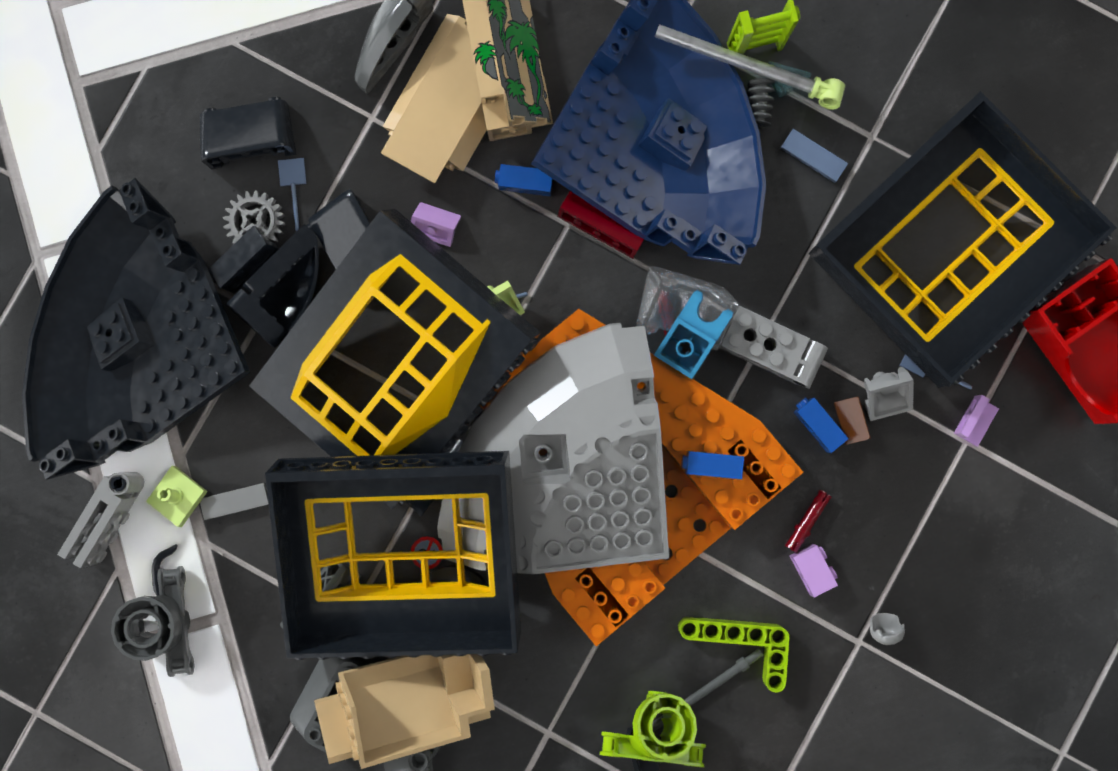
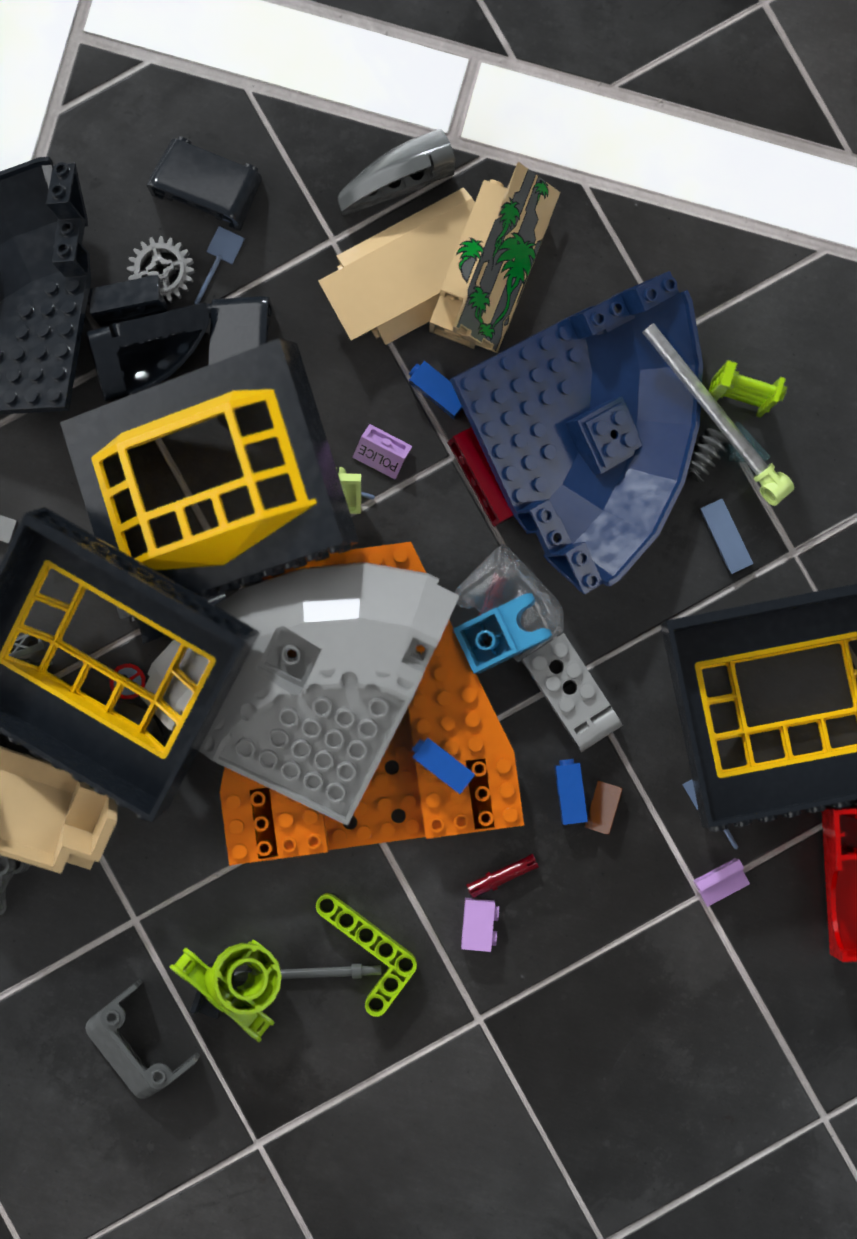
camera: 25 degrees right, 0 degrees up
(436, 223) = (328, 377): lavender panel -> none
(511, 254) = (381, 451): none -> lavender panel
(886, 628) = (511, 1021): light grey hair -> none
(889, 394) = (652, 804): light grey brick -> none

